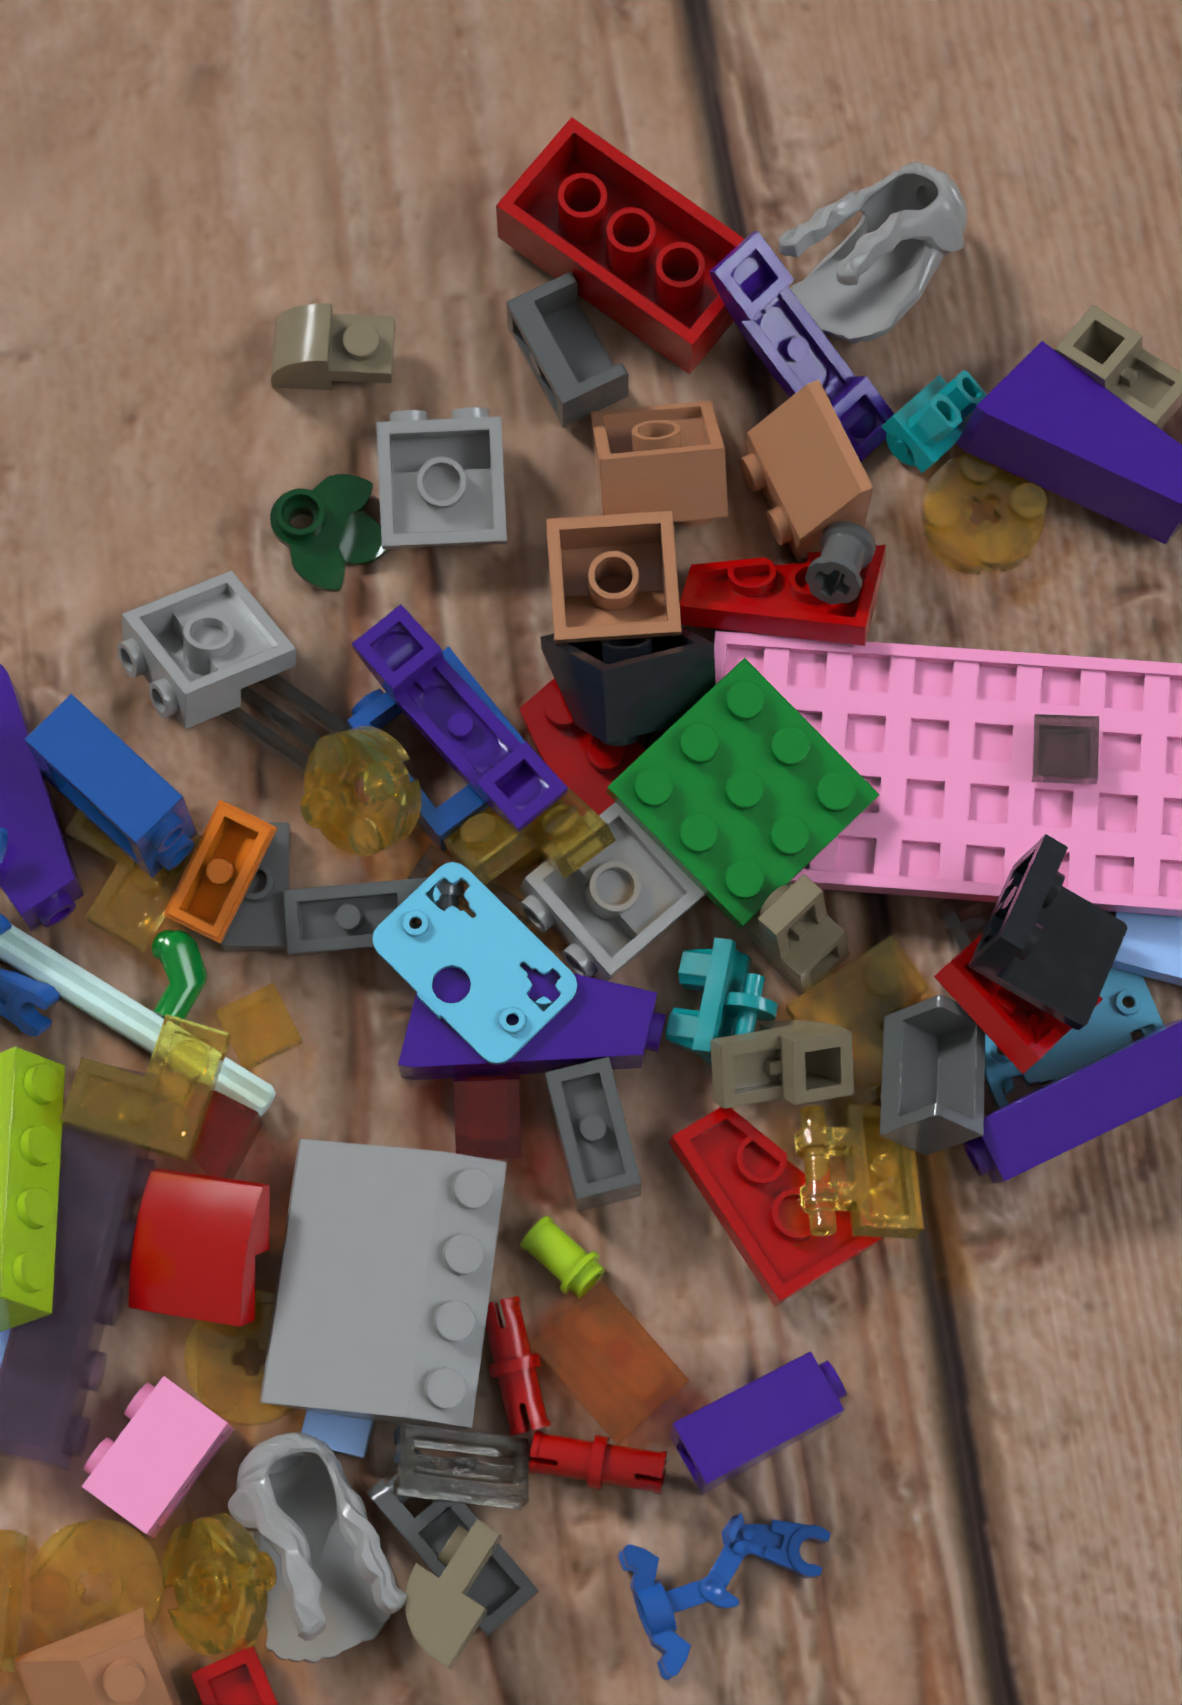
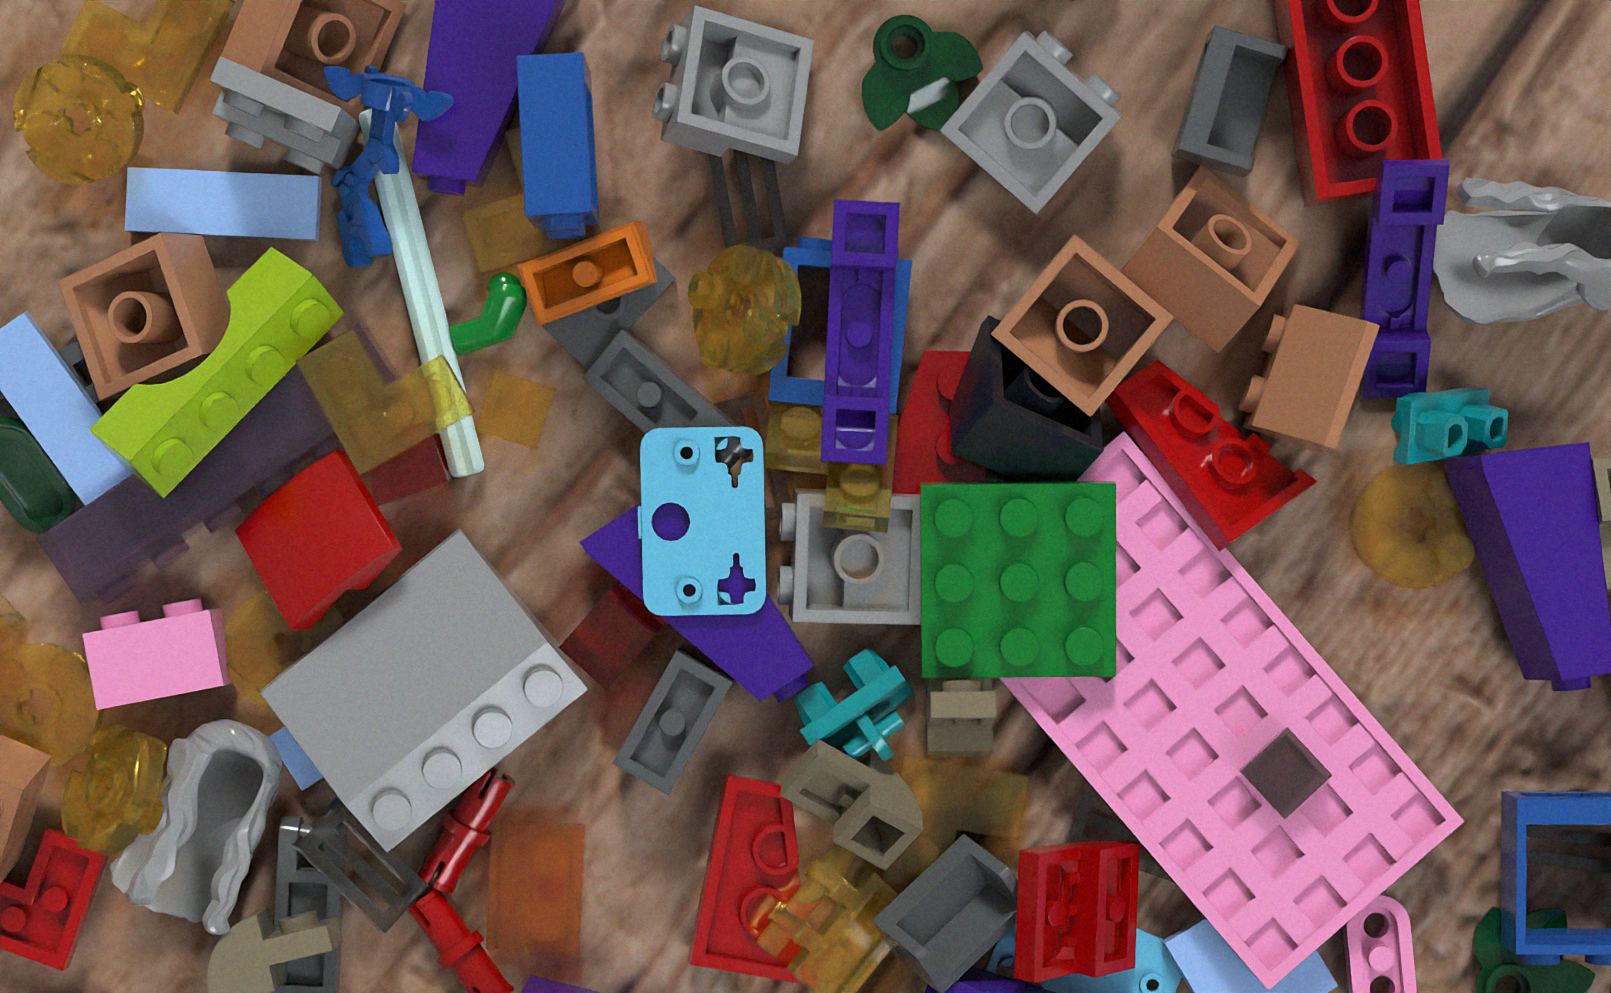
camera: 45 degrees right, 15 degrees up
(563, 1257) = (572, 784): lime pin -> none
(844, 552) = (1261, 474): dark grey bush -> none
(1048, 939) = (1127, 903): black bracket -> none

